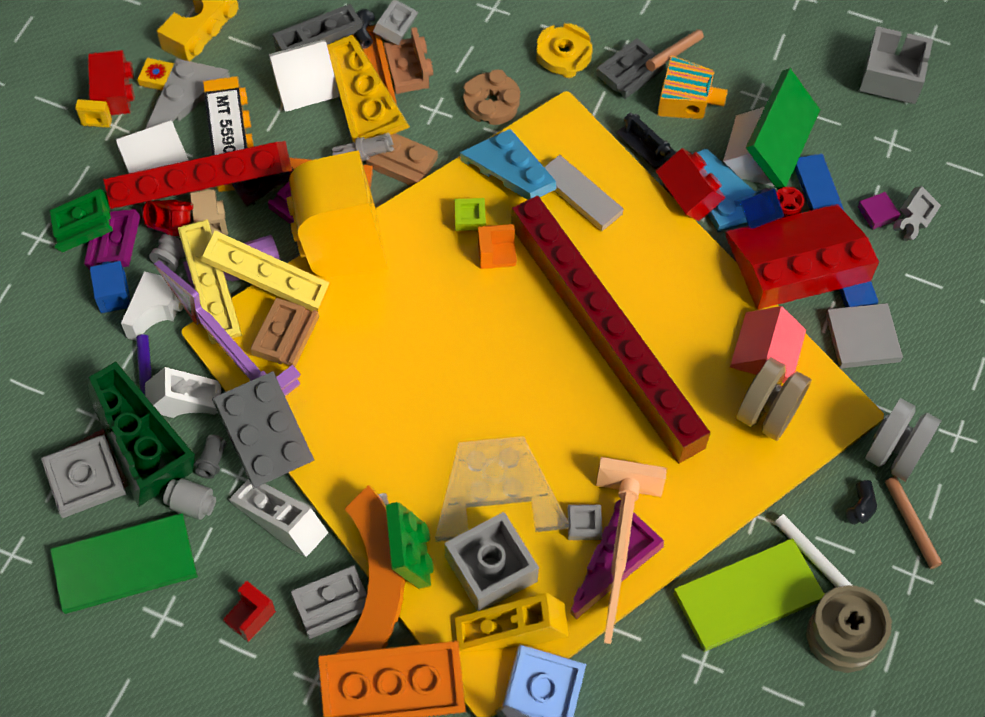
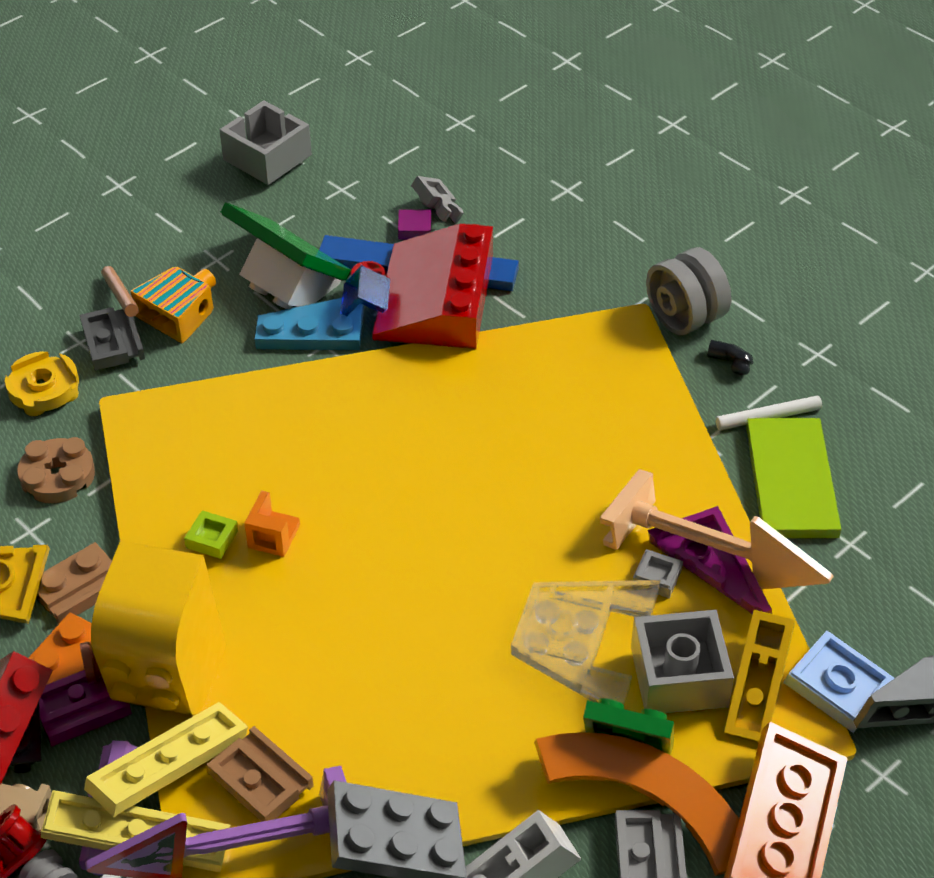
camera: 65 degrees left, 15 degrees down
(367, 147) = (43, 609): light grey pin -> none
(512, 163) = (162, 473): dark azure wing -> none
(583, 194) = (246, 431): light grey tile -> none
(610, 330) = (434, 462): dark red brick -> none
(645, 141) = (227, 356): black hinge -> none
(691, 184) = (300, 336): red brick -> none
(766, 335) = (524, 352): coral slope -> none
(769, 396) = (603, 357): dark tan wheel -> none
(848, 628) = (866, 410): dark tan wheel -> none
(864, 335) = (547, 287): light grey tile -> none
(913, 522) = (765, 330): nougat bar -> none

